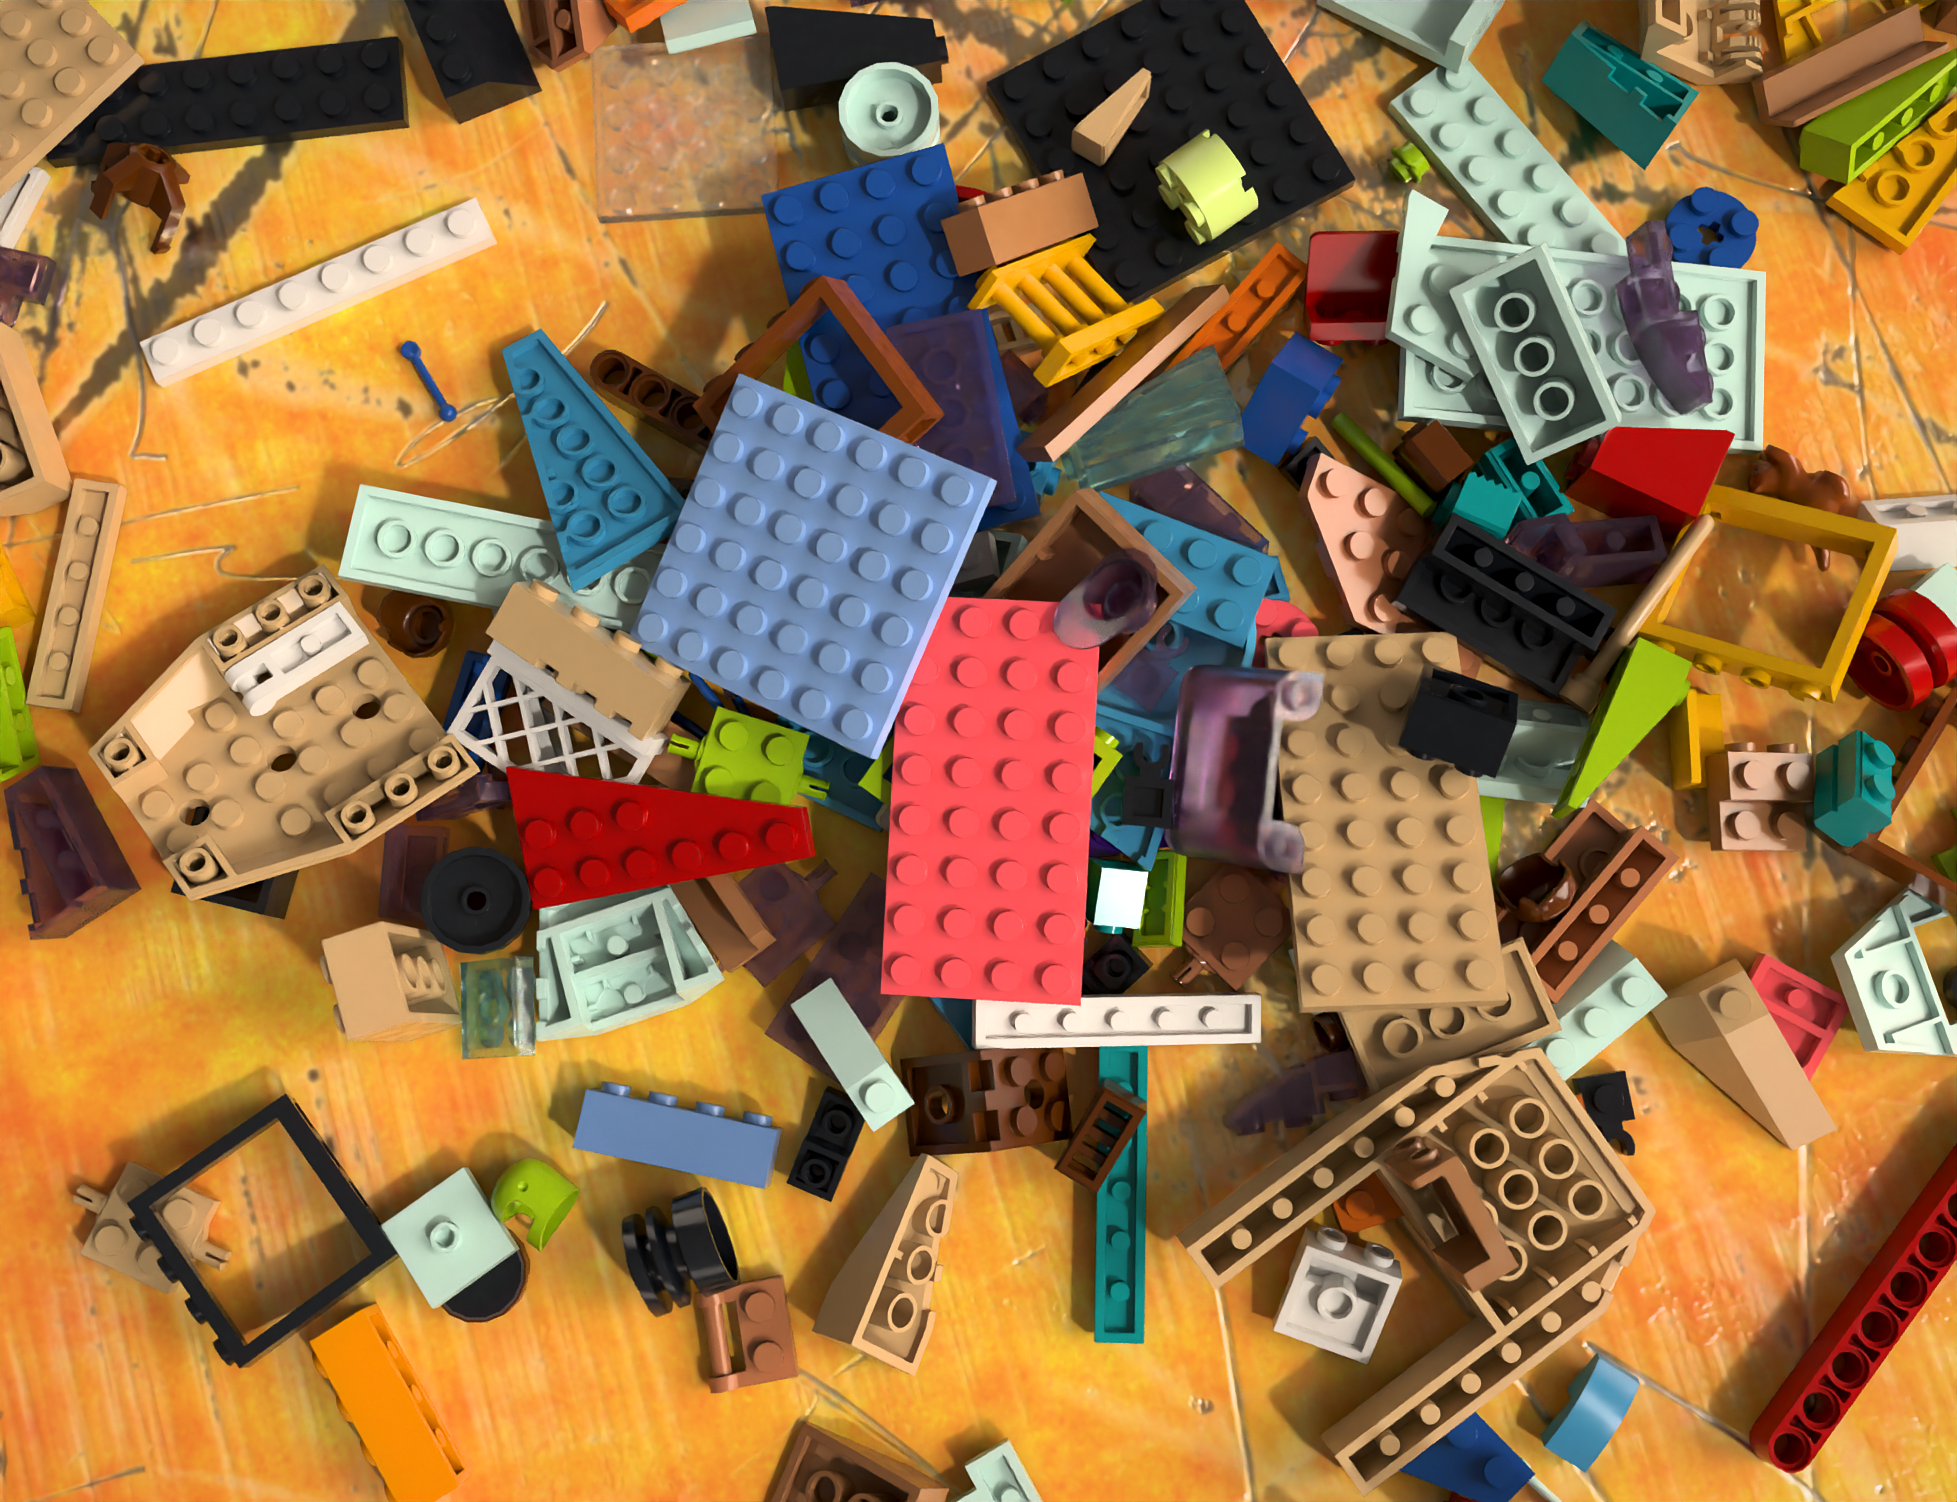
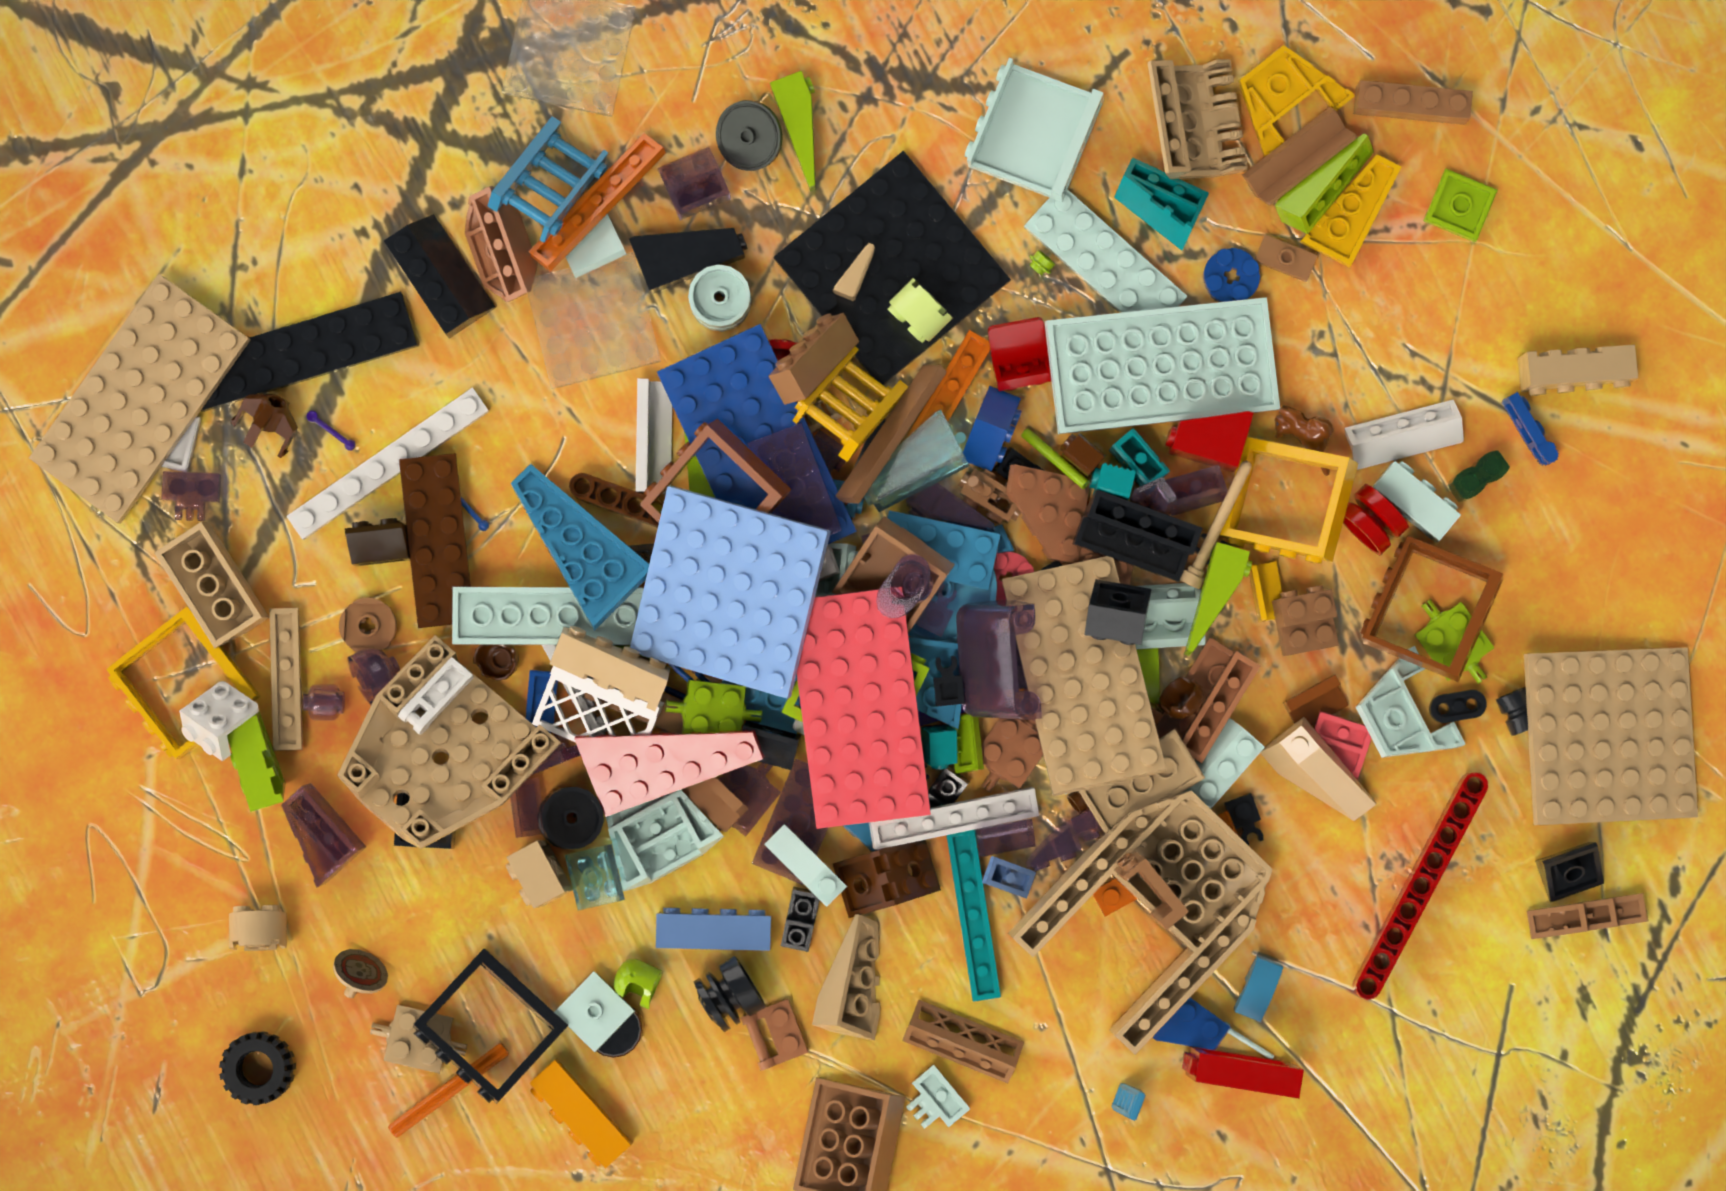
camera: 15 degrees left, 5 degrees up
(73, 1094) = (359, 972): none -> shield
(125, 641) = (324, 702): none -> head
(176, 1327) = (445, 1092): none -> orange axle
(211, 596) = (372, 671): none -> cylinder
(222, 204) = (312, 417): none -> dark purple hinge
(244, 555) = (380, 614): none -> medium nougat plate
(267, 402) = (377, 543): none -> dark brown slope
(363, 402) = (434, 535): none -> reddish brown plate
(745, 301) = (653, 433): none -> white panel
(841, 844) = (777, 745): none -> black slope
(1065, 1425) = (961, 1046): none -> medium nougat fence
(1123, 1099) = (965, 862): reddish brown slope -> none
(1193, 1138) = (1009, 877): none -> medium blue slope
(1199, 1069) = (1005, 837): none -> tile
(1262, 498) = (983, 491): none -> medium nougat brick
(1338, 1293) = (1106, 949): white plate -> none
(1420, 304) = (1076, 366): light aqua wing -> none
(1536, 354) = (1130, 386): light aqua slope -> none
(1664, 338) = (1208, 357): clear purple slope -> none
(1763, 930) = (1321, 697): none -> dark orange panel
(1800, 223) = (1285, 258): none -> medium nougat plate
(1853, 788) = (1355, 606): teal brick -> none

